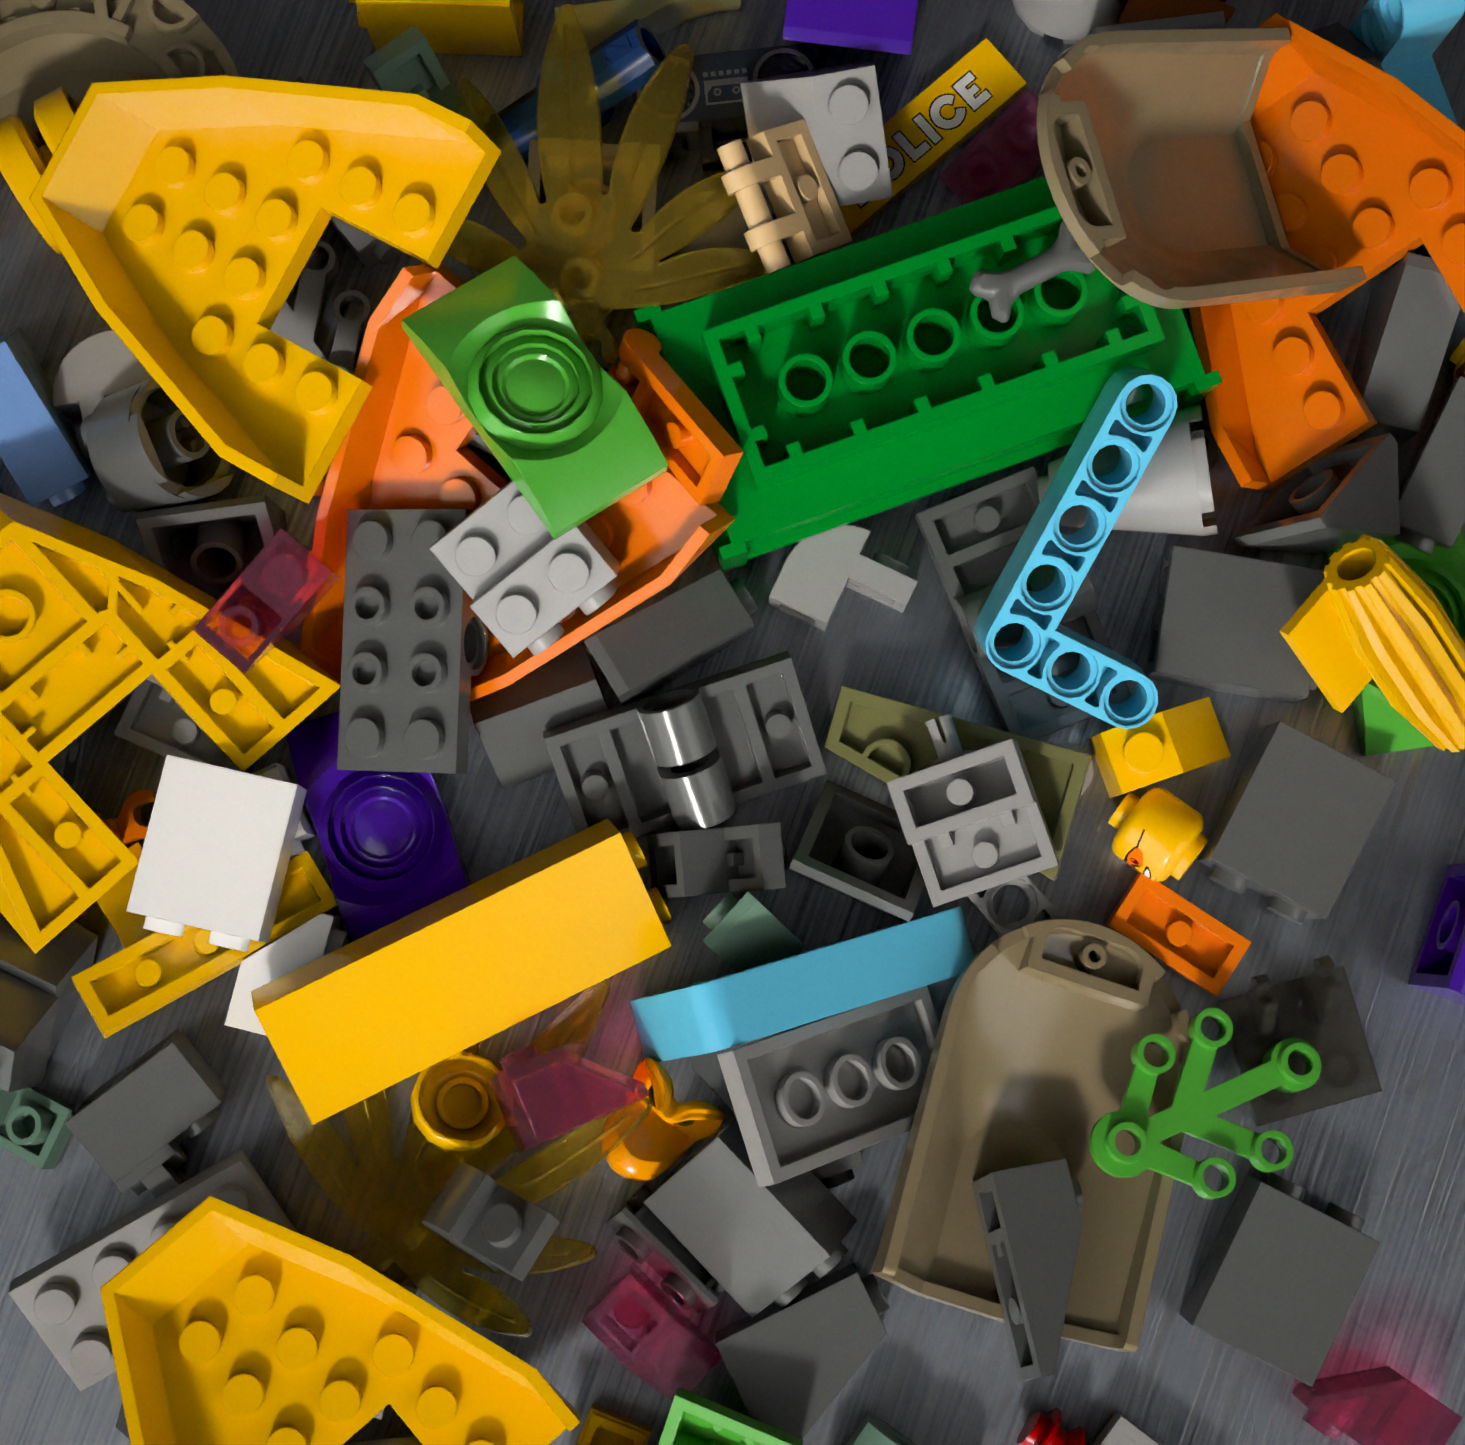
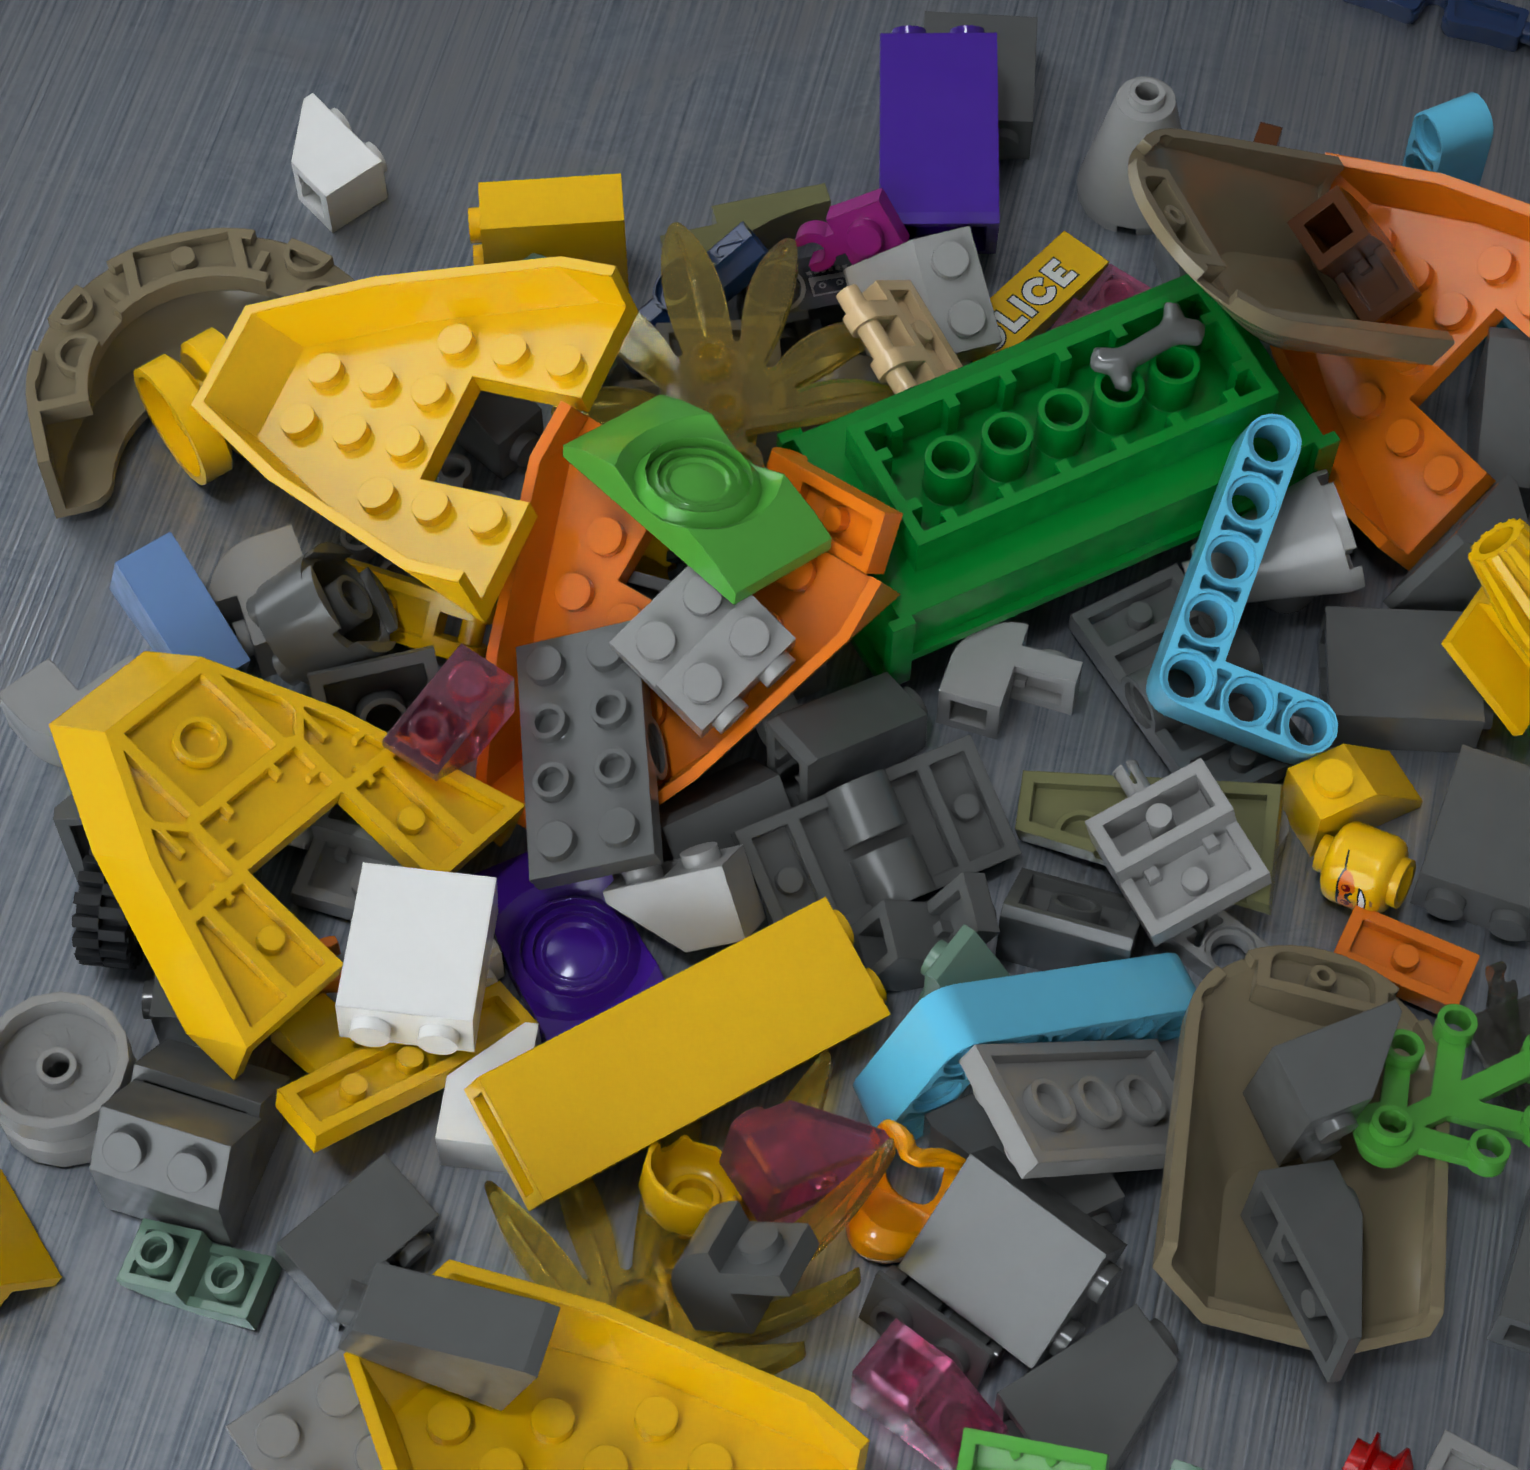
camera: 10 degrees left, 25 degrees down
(191, 1298) = (447, 1332): none -> dark grey slope
(502, 802) = (692, 900): none -> light grey slope
(760, 42) = (854, 228): none -> magenta plate
(1075, 1089) = (1320, 1084): none -> dark grey slope
(1282, 145) = (1355, 254): none -> reddish brown brick

